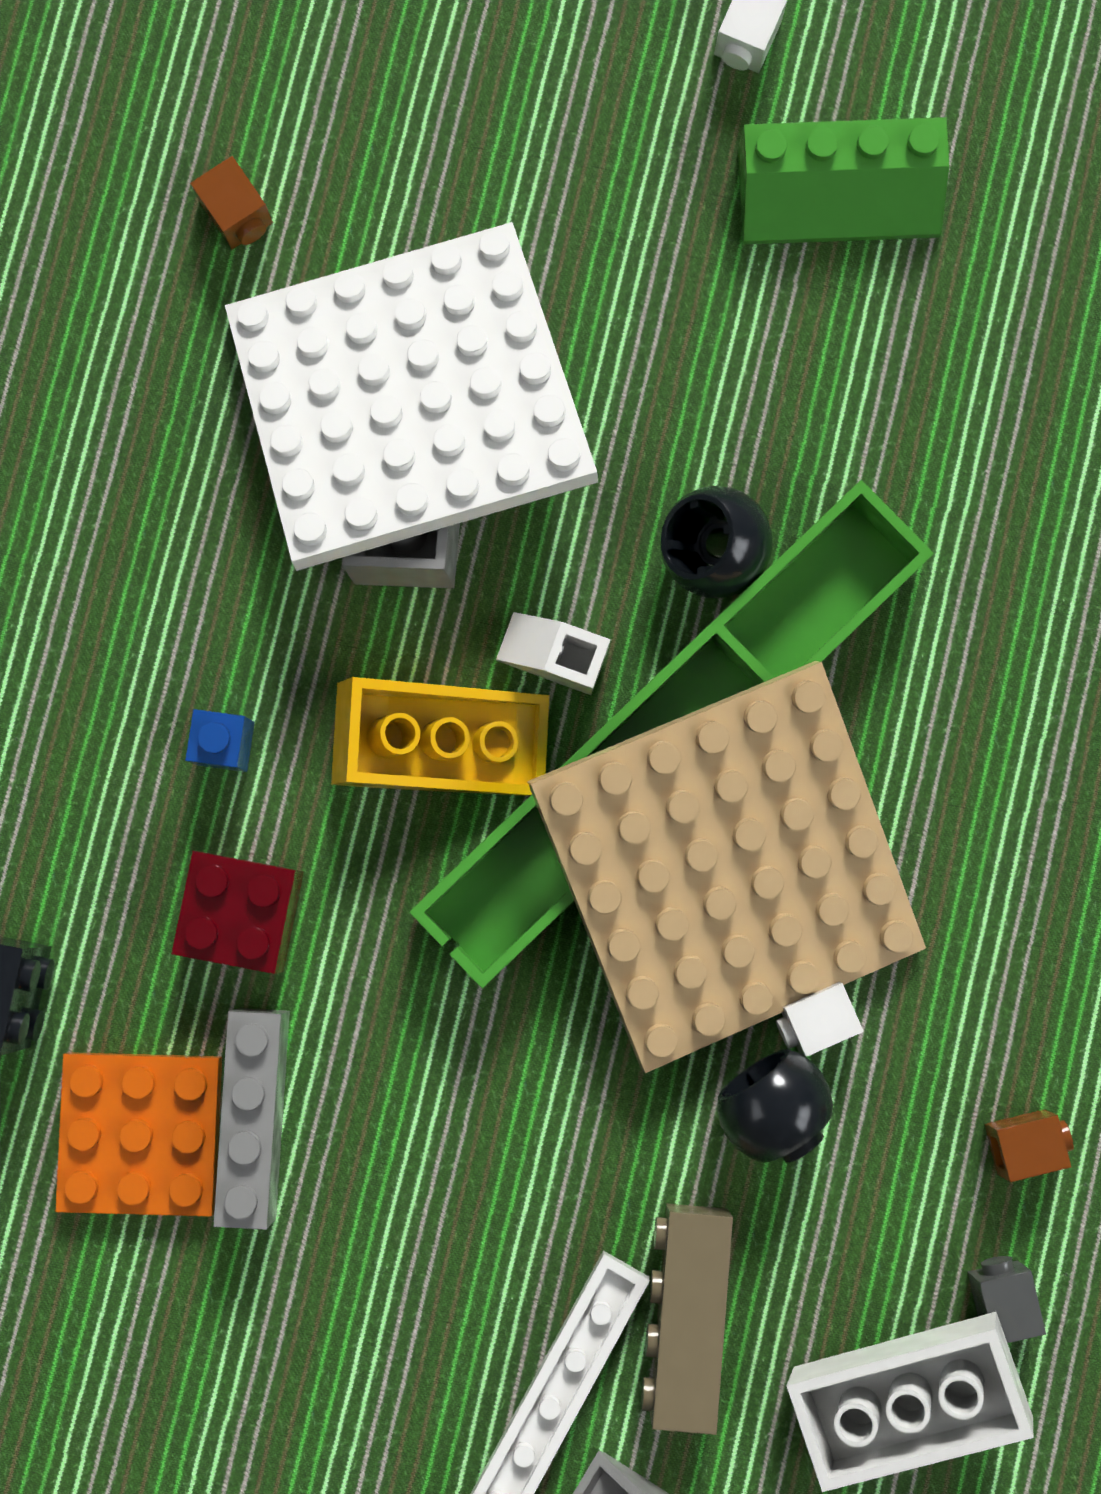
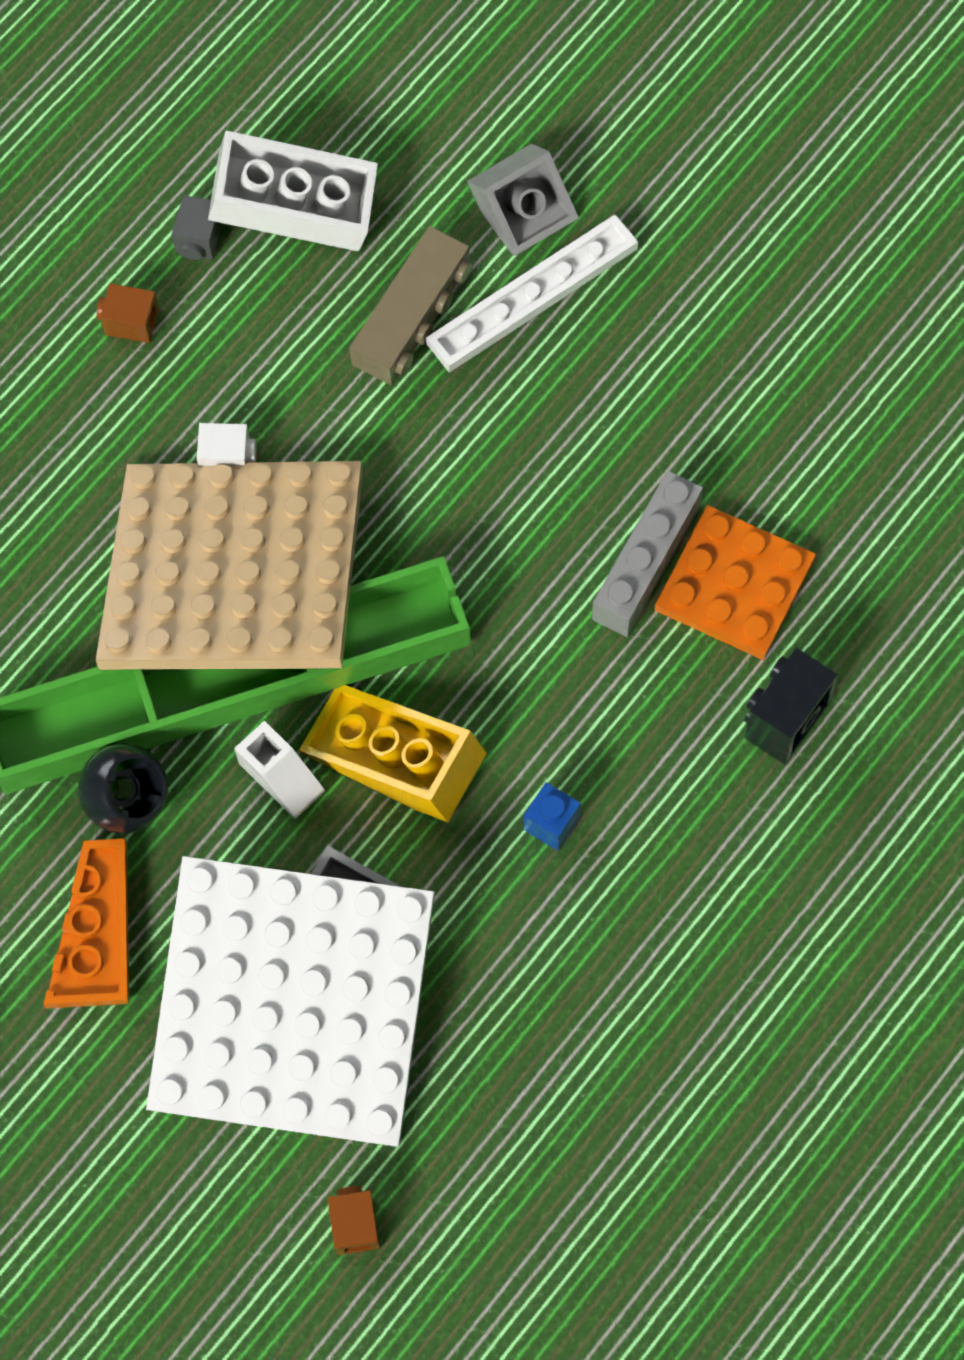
camera: 150 degrees left, 15 degrees down
(237, 912) = (594, 692): dark red brick -> none
(662, 373) = (94, 940): none -> orange wing
(776, 1107) = (284, 403): black wheel -> none

